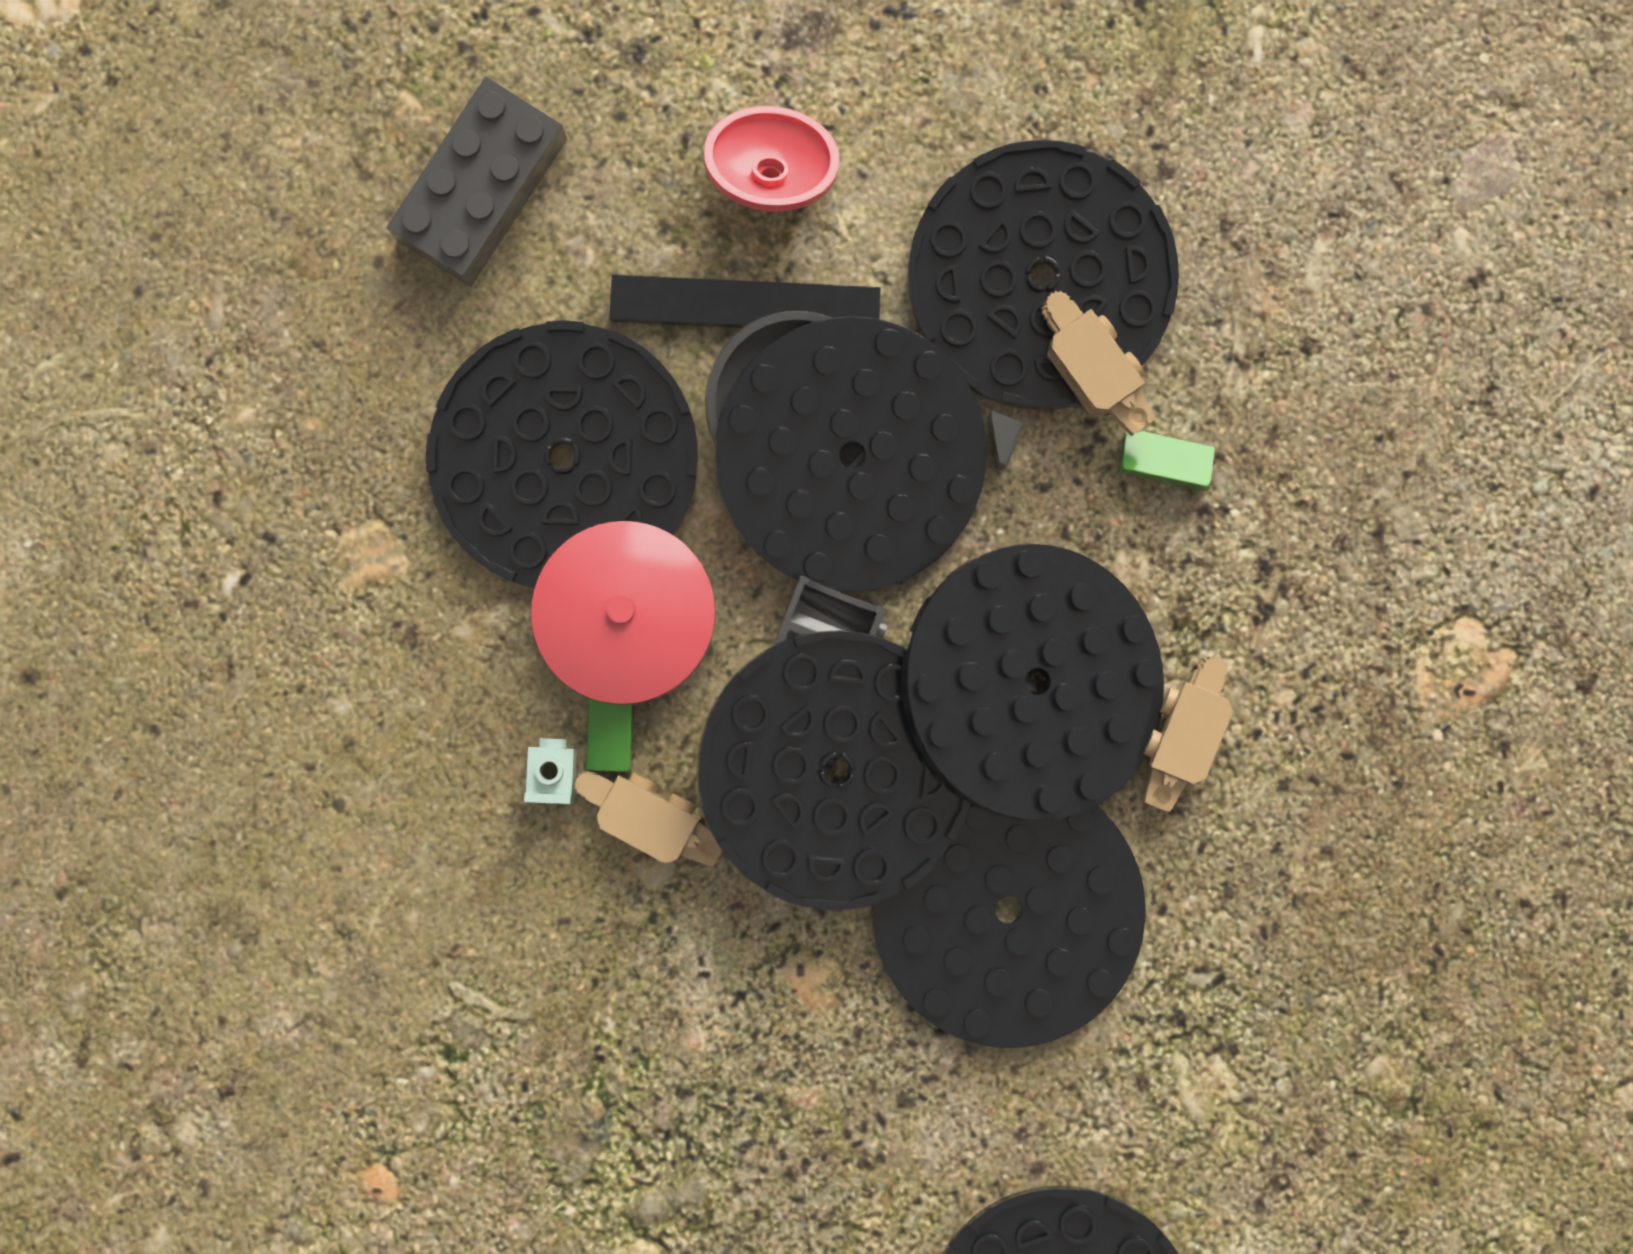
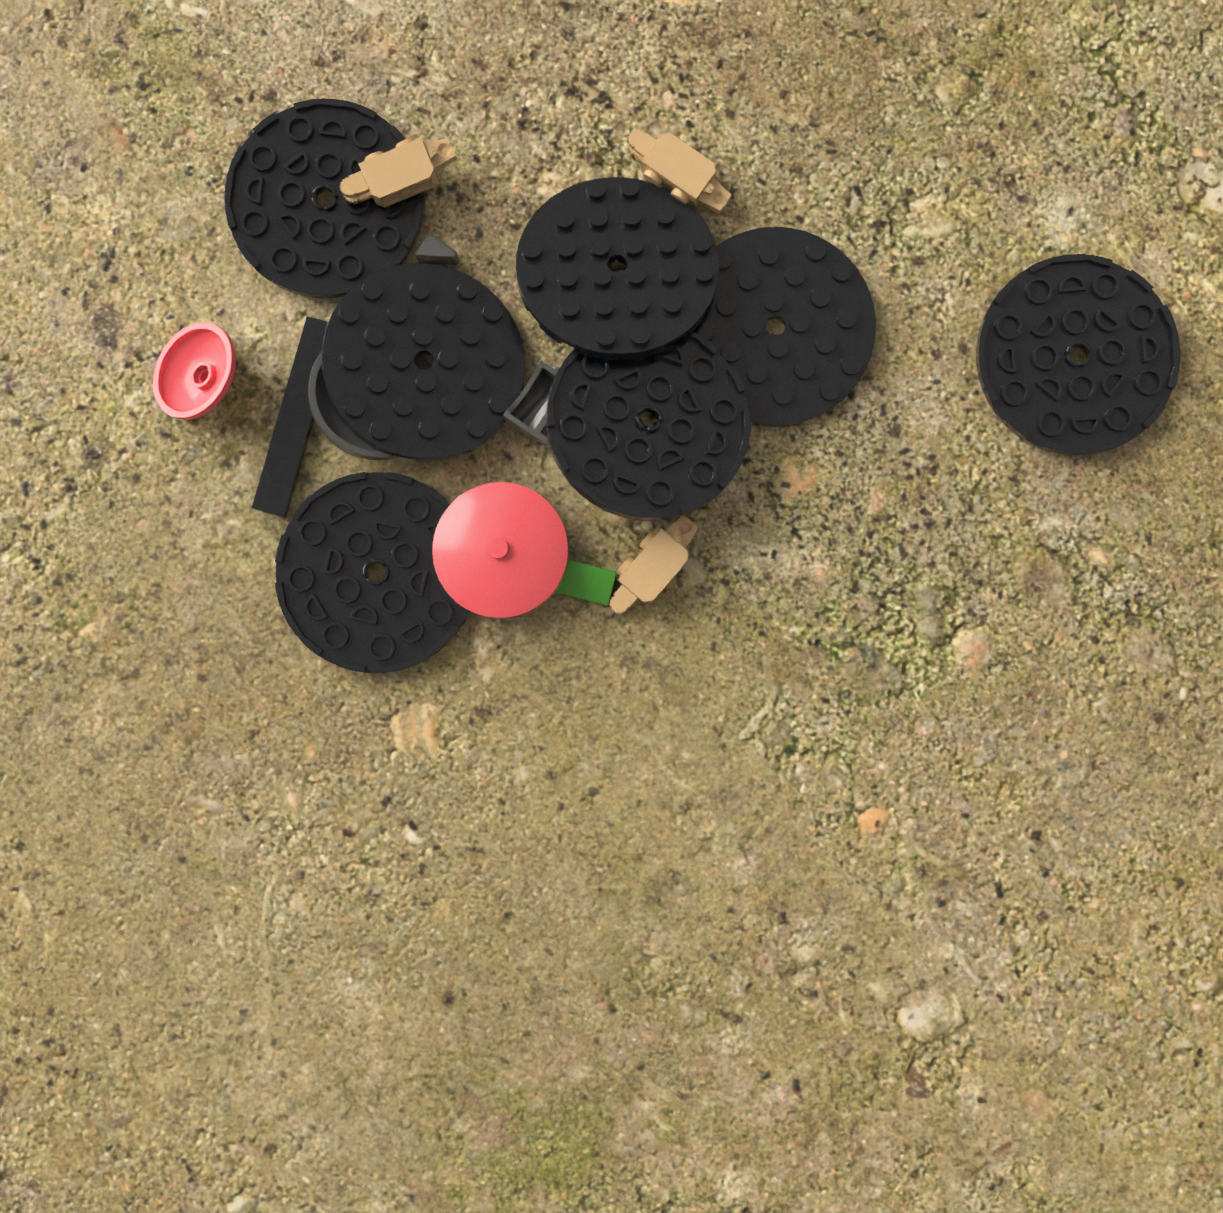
camera: 70 degrees left, 0 degrees up
(477, 181) = (160, 589): dark grey brick -> none
(561, 788) = (614, 639): light aqua brick -> none
(1167, 460) = (479, 141): slope -> none

